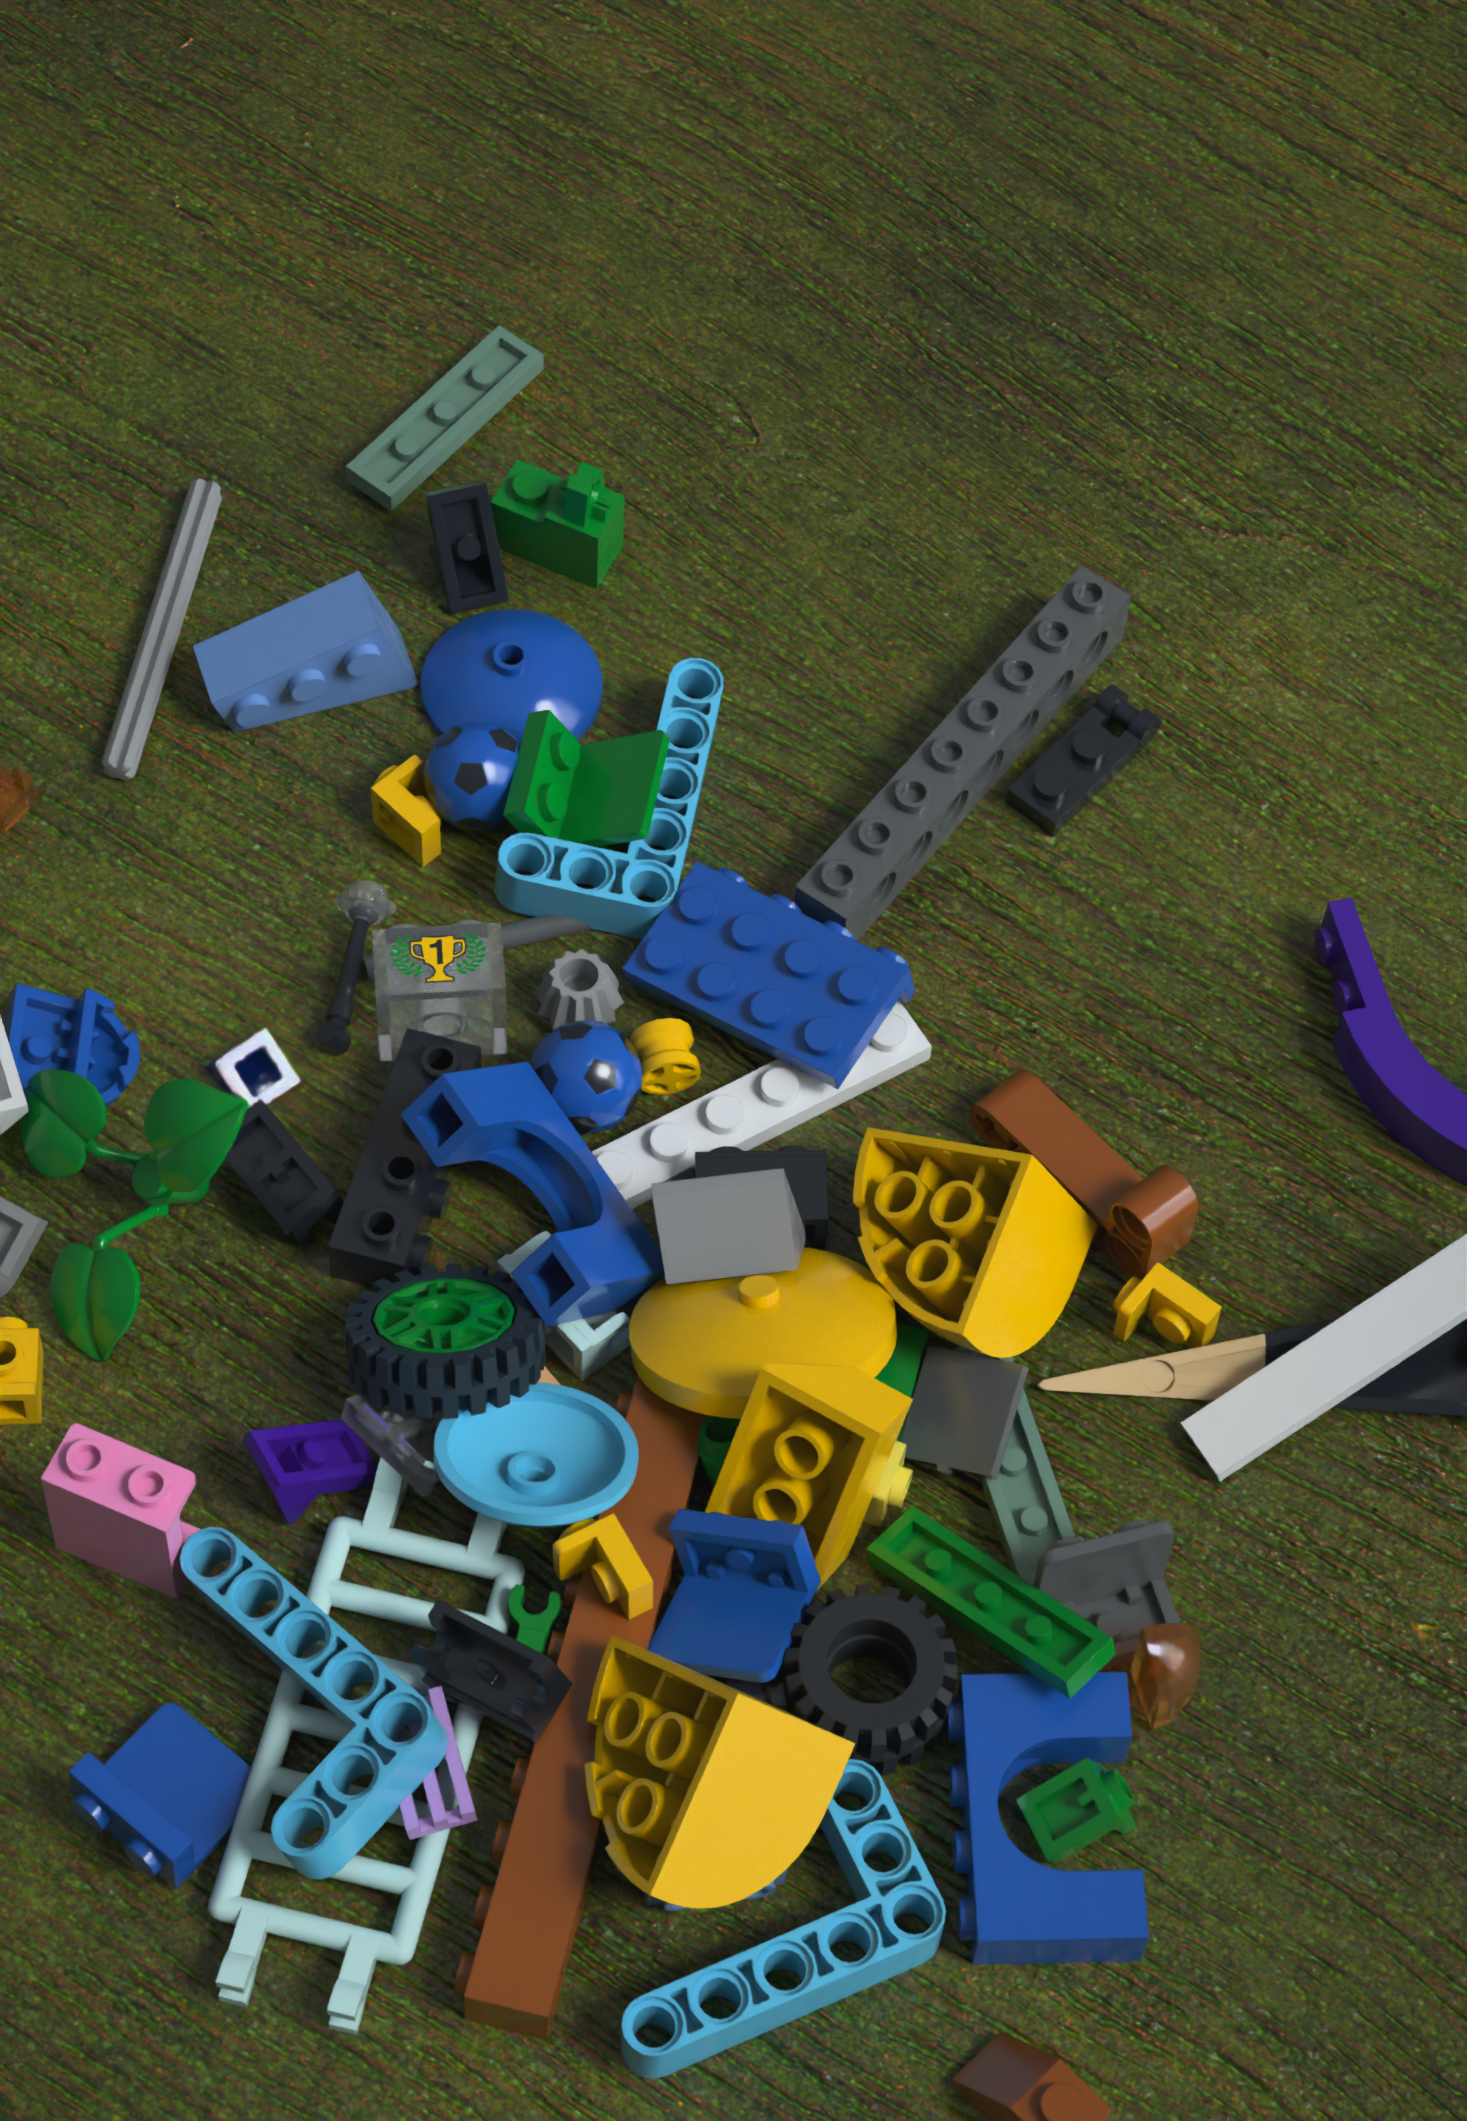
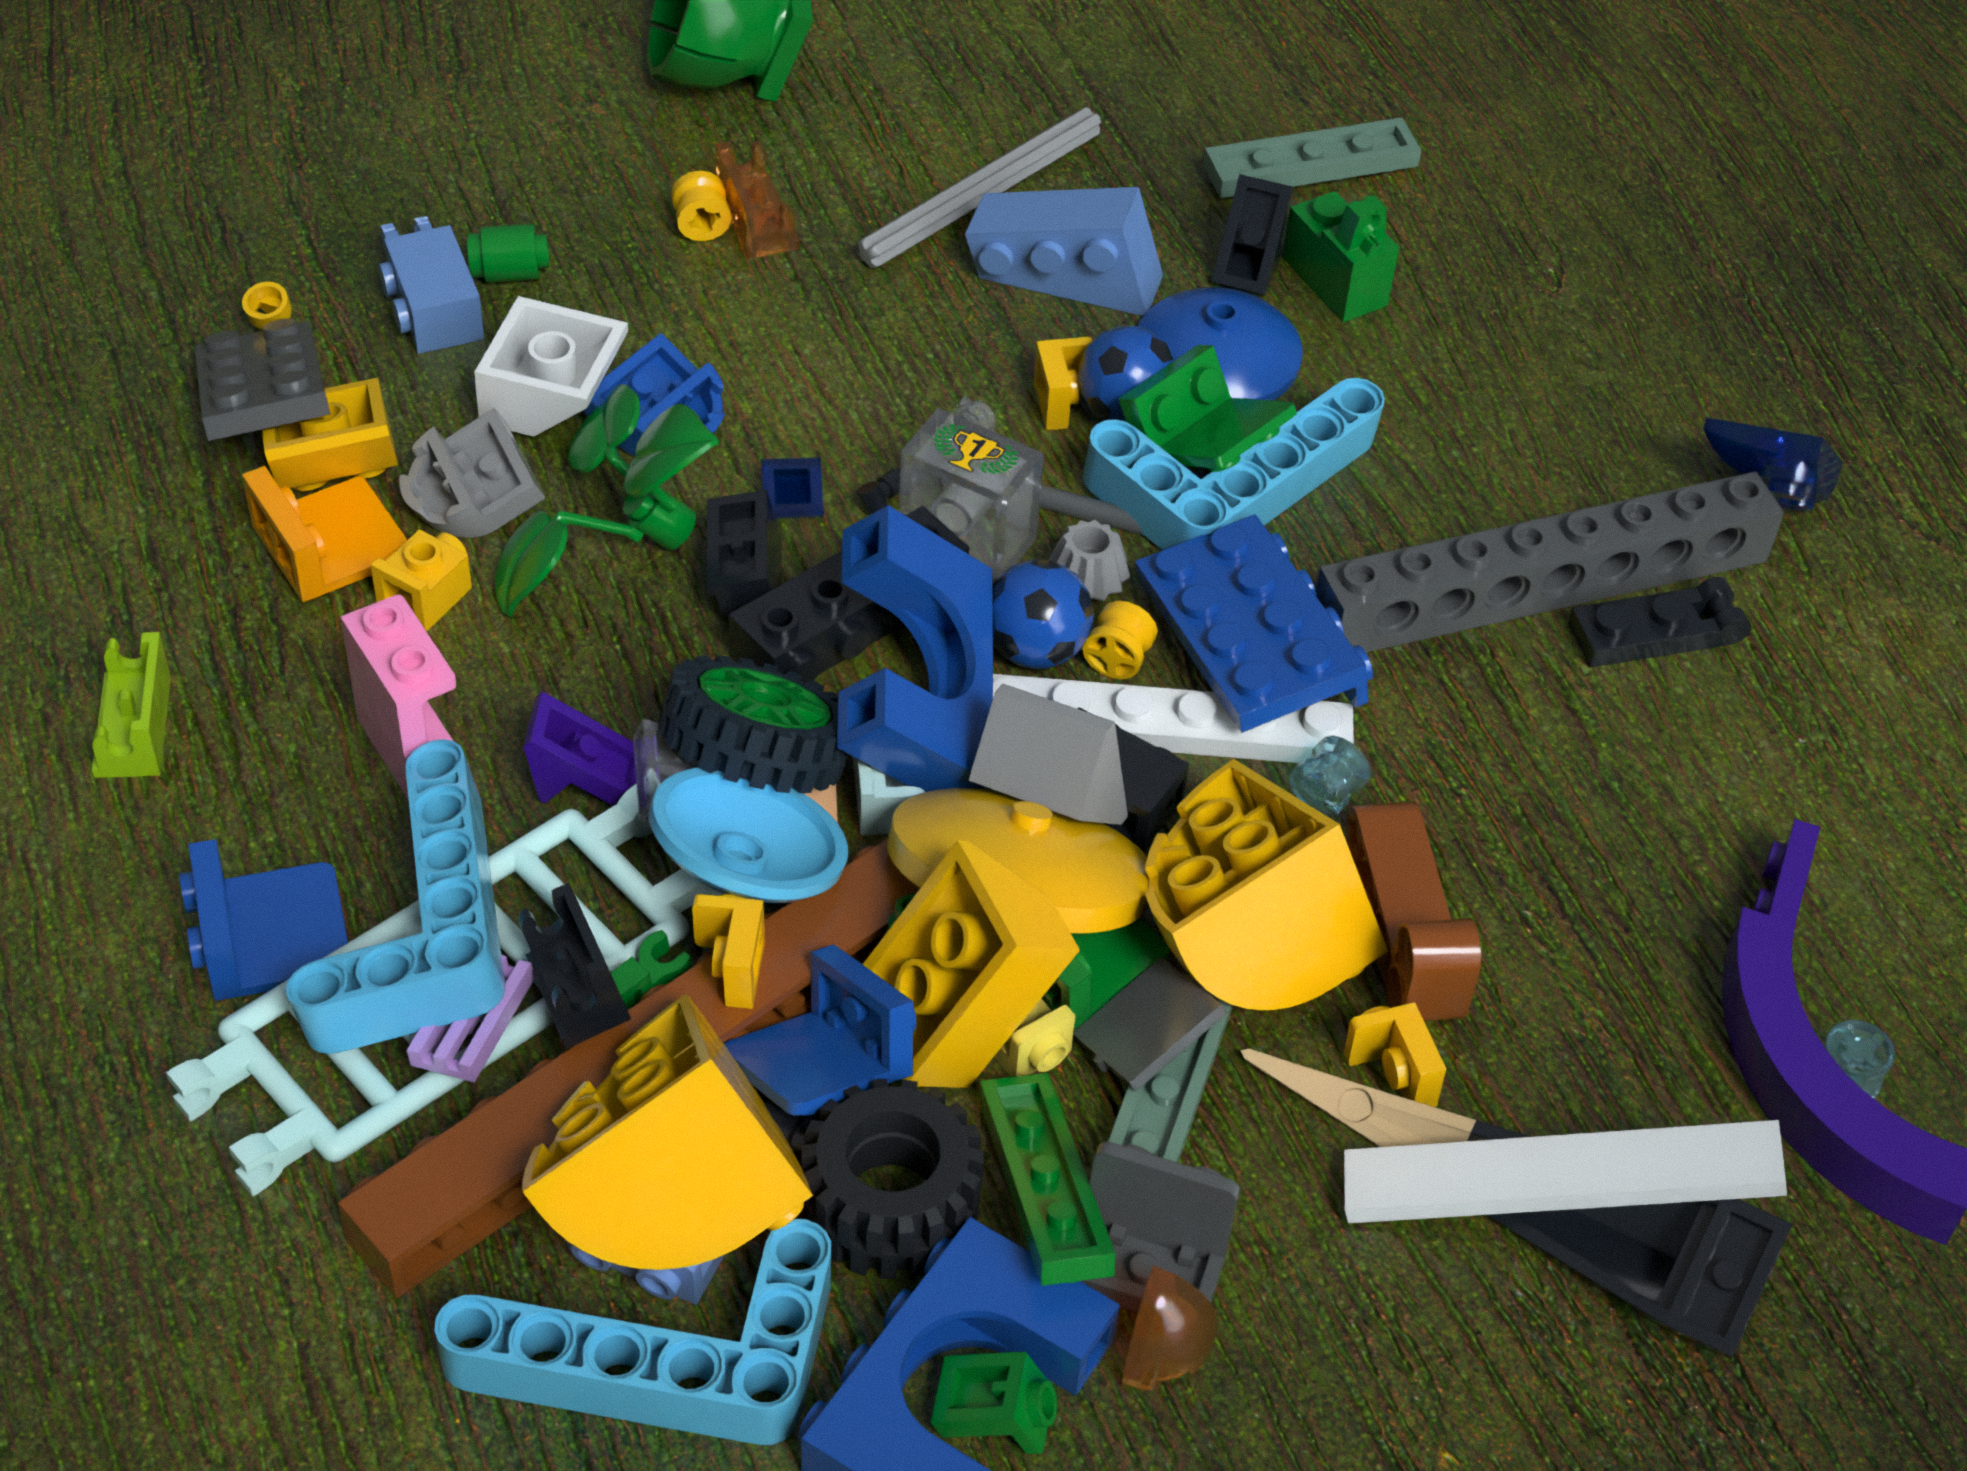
camera: 35 degrees right, 10 degrees down
(932, 1084) = (1330, 775): none -> clear light blue wheel
(1093, 539) = (1791, 464): none -> clear blue slope

